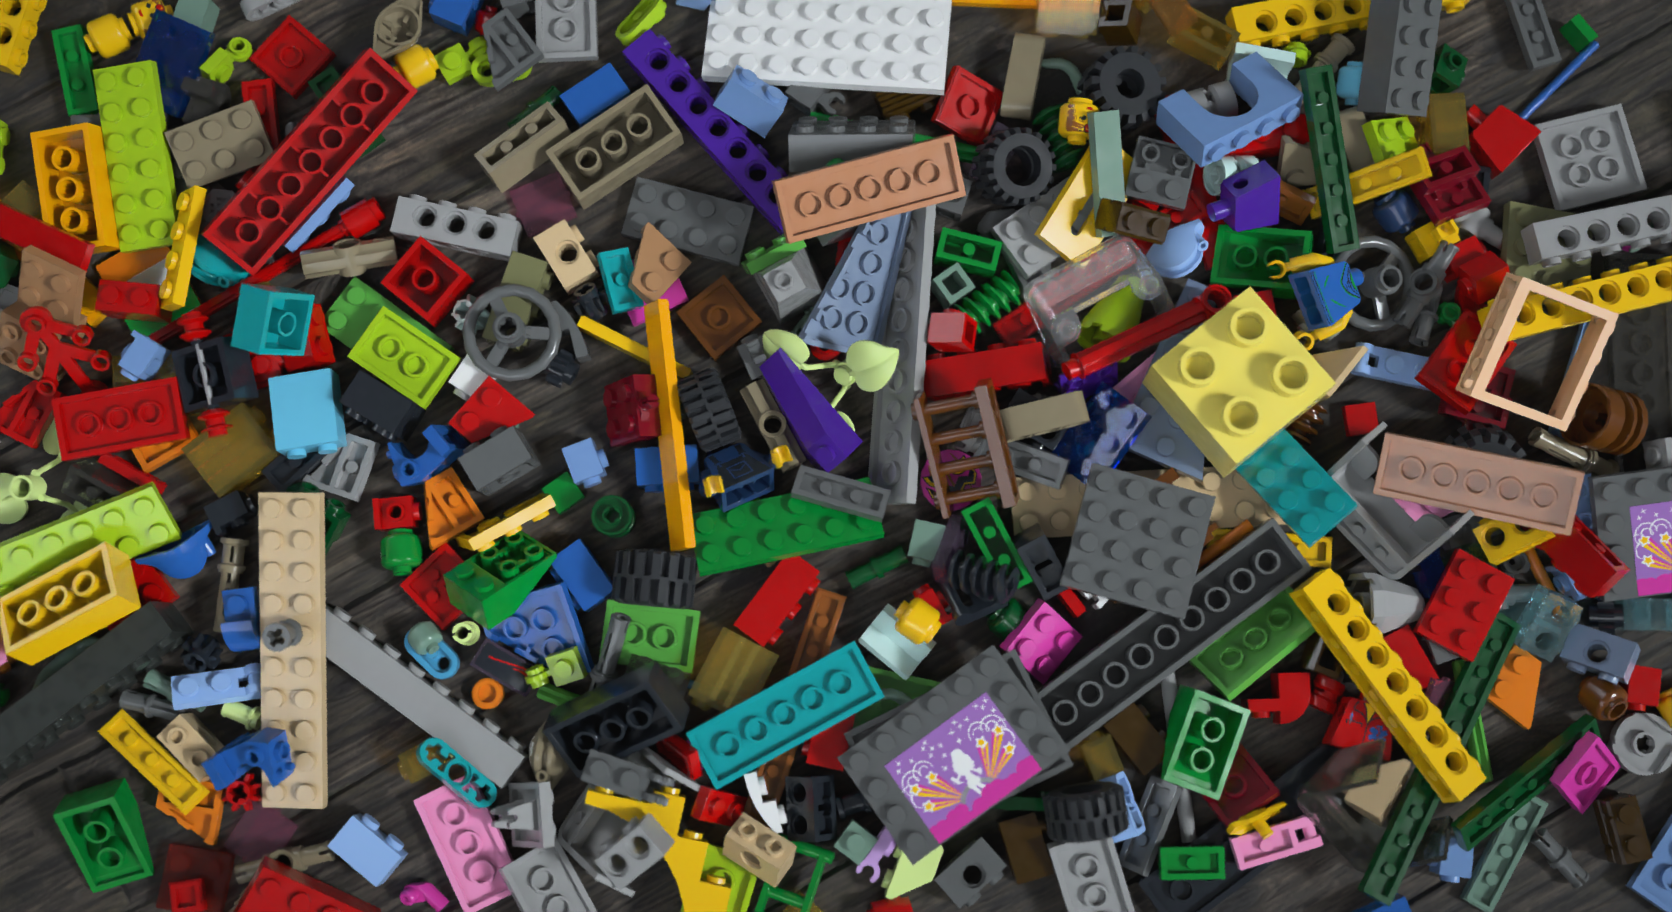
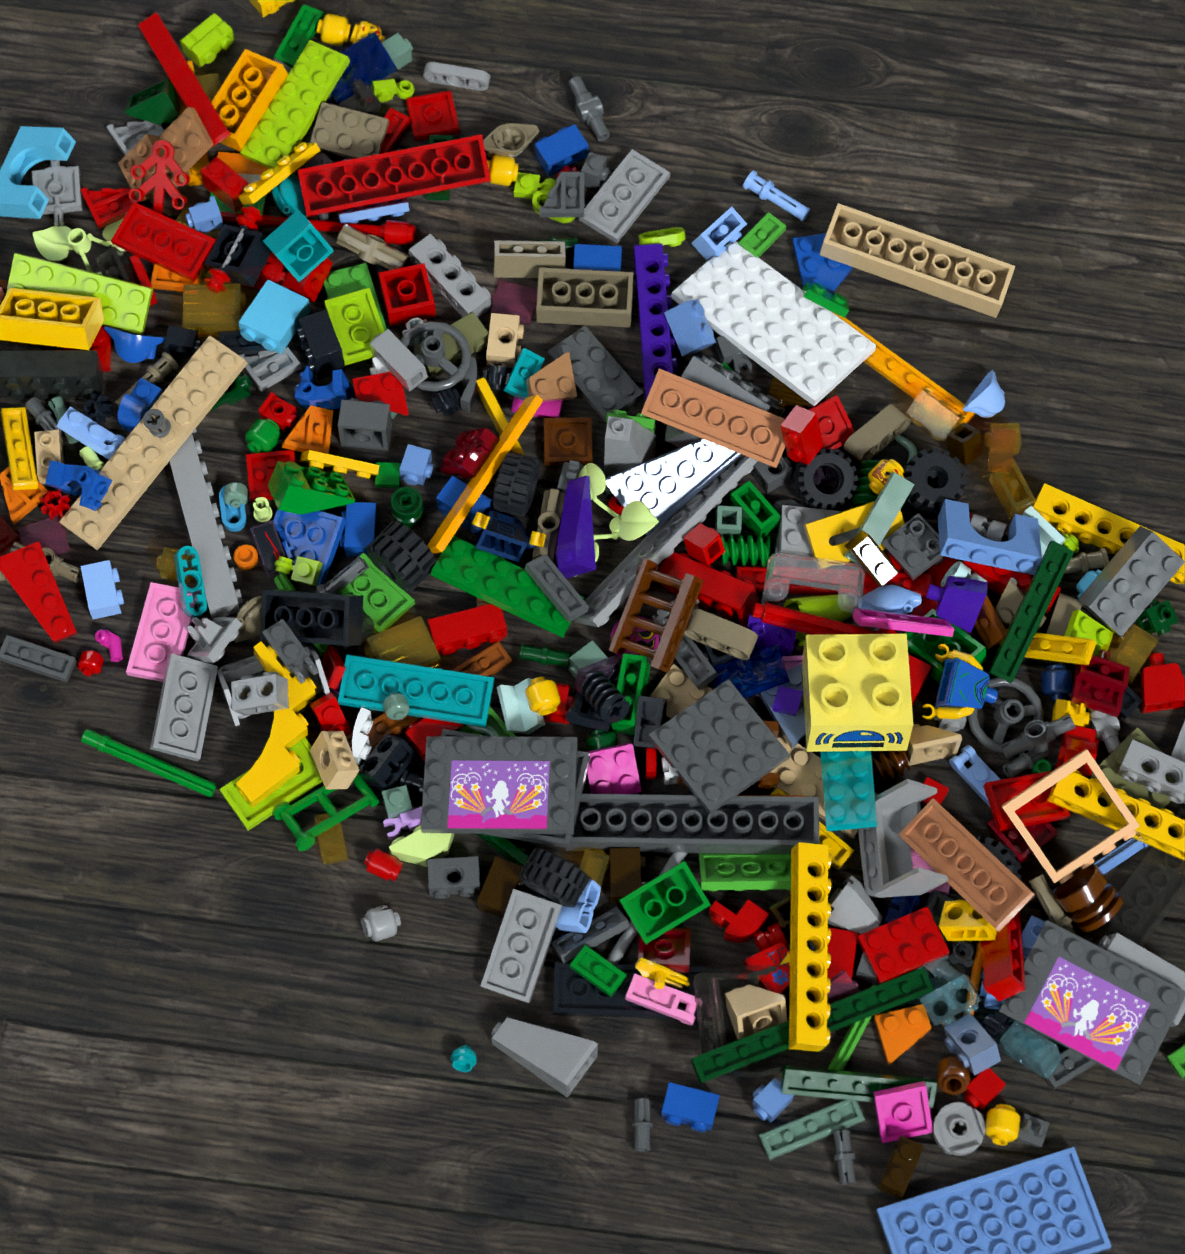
camera: 40 degrees right, 15 degrees down
(481, 368) = (398, 360): none -> light grey brick
(780, 749) = (396, 706): none -> sand green piece
(971, 142) = (802, 435): none -> red brick
(1164, 438) = (787, 701): none -> dark purple tile
(1217, 268) = (903, 622): none -> dark pink tile

